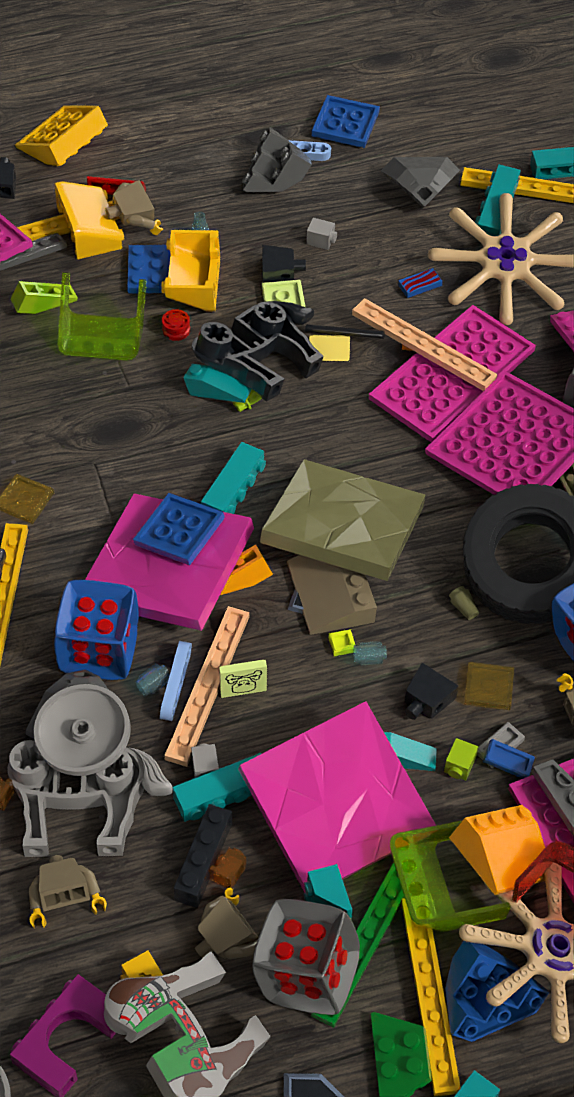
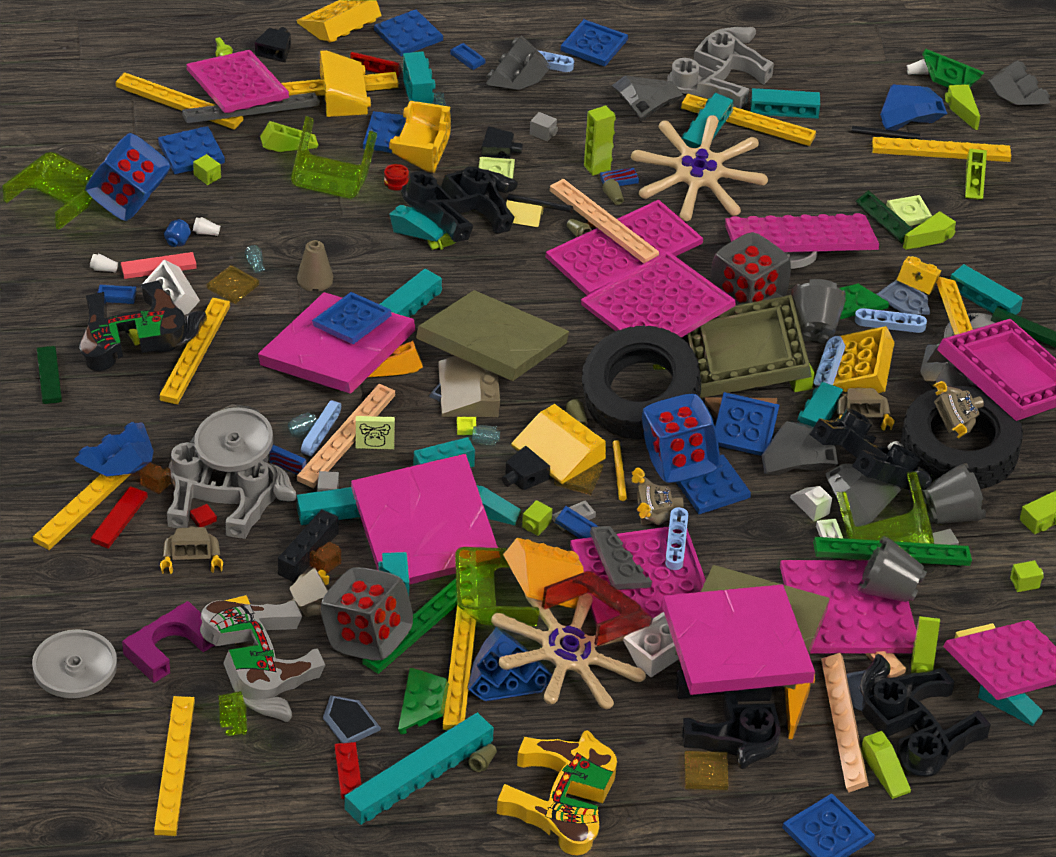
camera: 10 degrees right, 10 degrees down
(41, 459) = (254, 257): none -> clear light blue cone
(65, 834) = (203, 516): none -> red tile
(96, 628) = (266, 376): blue piece -> none
(115, 464) = (315, 268): none -> dark tan cone
(133, 207) = (384, 80): dark tan torso -> none
(141, 140) = (408, 32): none -> blue plate
(150, 735) = (287, 460): none -> blue tile
(170, 199) = (418, 77): none -> teal brick
(213, 159) = (467, 56): none -> blue tile
(331, 697) = (445, 450): none -> teal brick
(394, 245) = (599, 140): none -> lime brick
(395, 356) = (578, 228): none -> olive cone
(419, 301) = (613, 191): none -> olive cone
(460, 650) = (562, 443): none -> yellow slope
(477, 127) = (714, 61): none -> light grey animal
(533, 670) = (619, 470): none -> yellow bar

